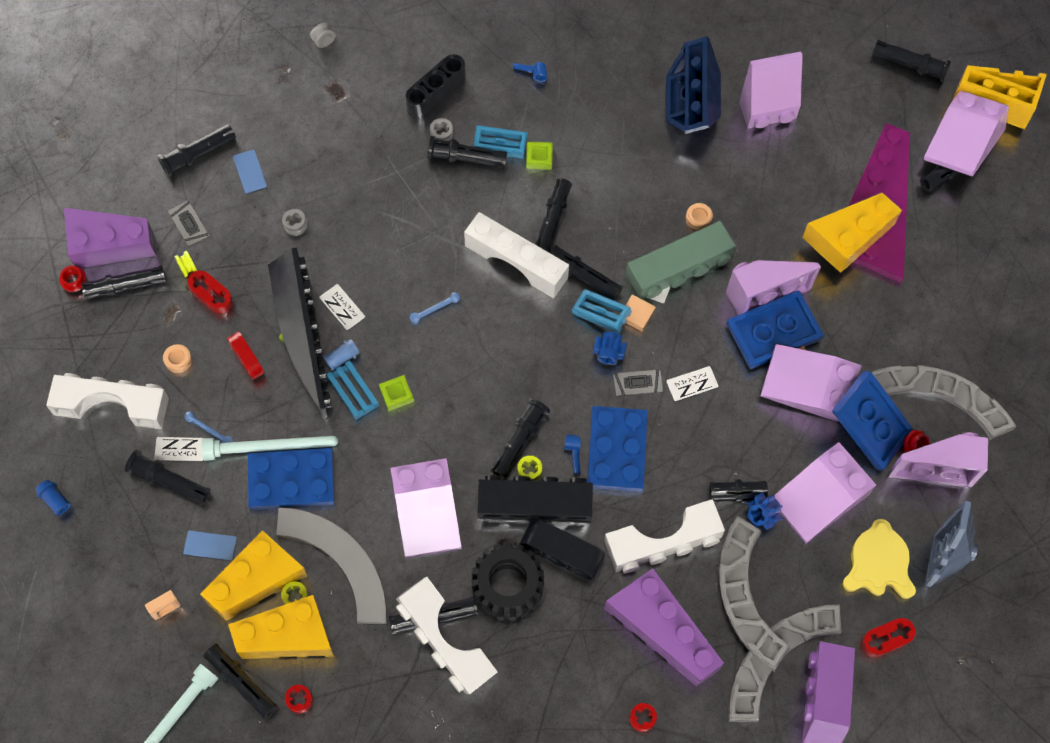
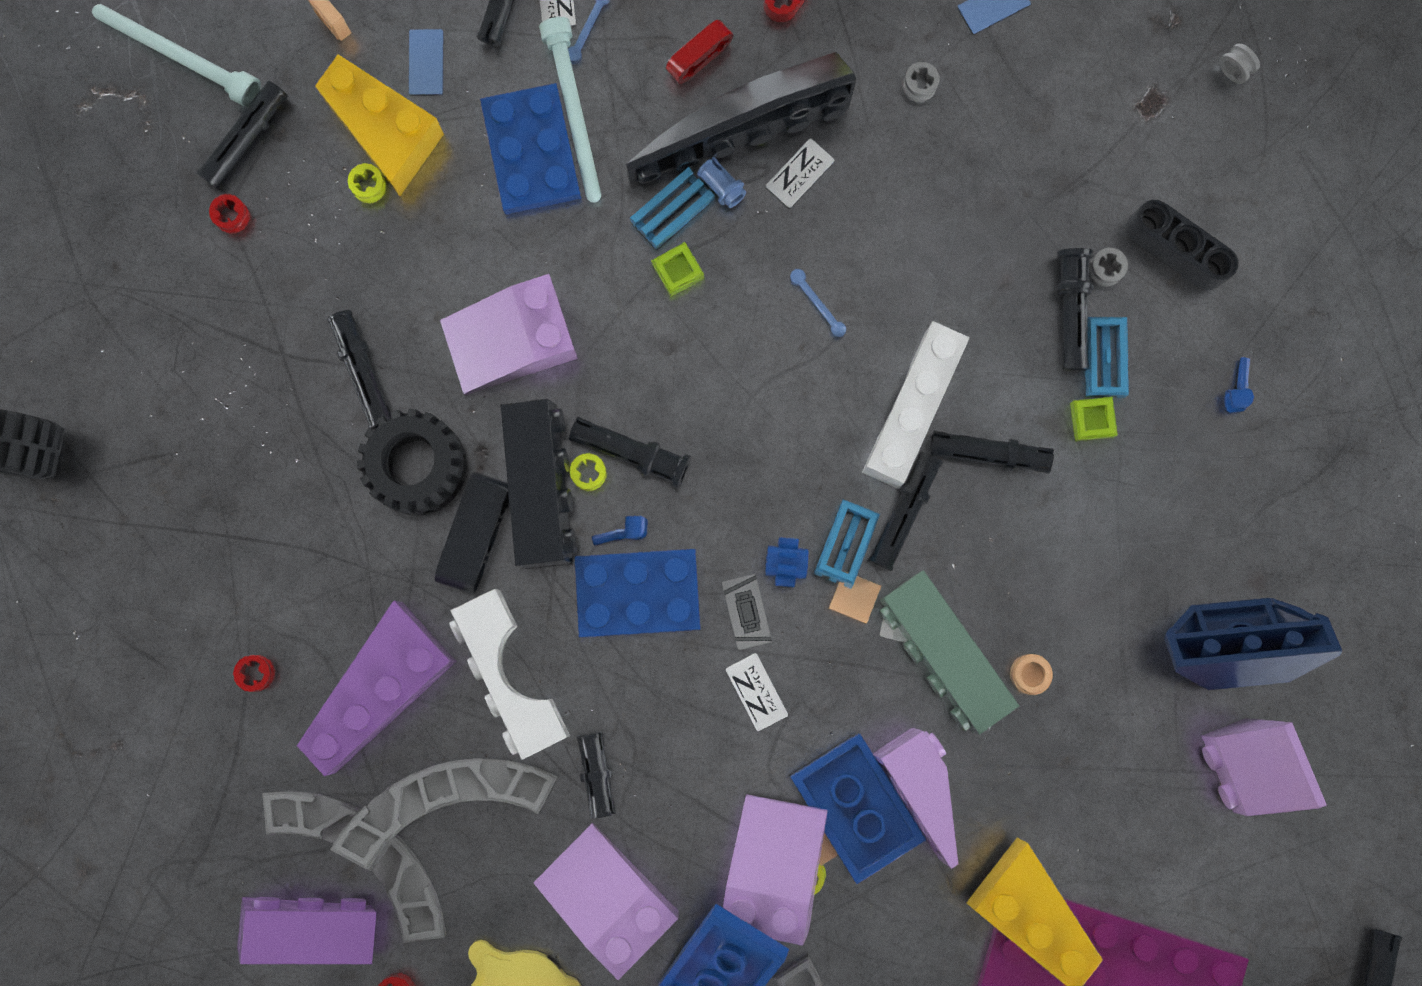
camera: 80 degrees right, 15 degrees up
(283, 632) = (307, 178): yellow wedge -> none
(345, 553) = (432, 241): light grey tile -> none
(467, 667) = (290, 422): white arch -> none
(764, 511) = (565, 816): blue gear -> none

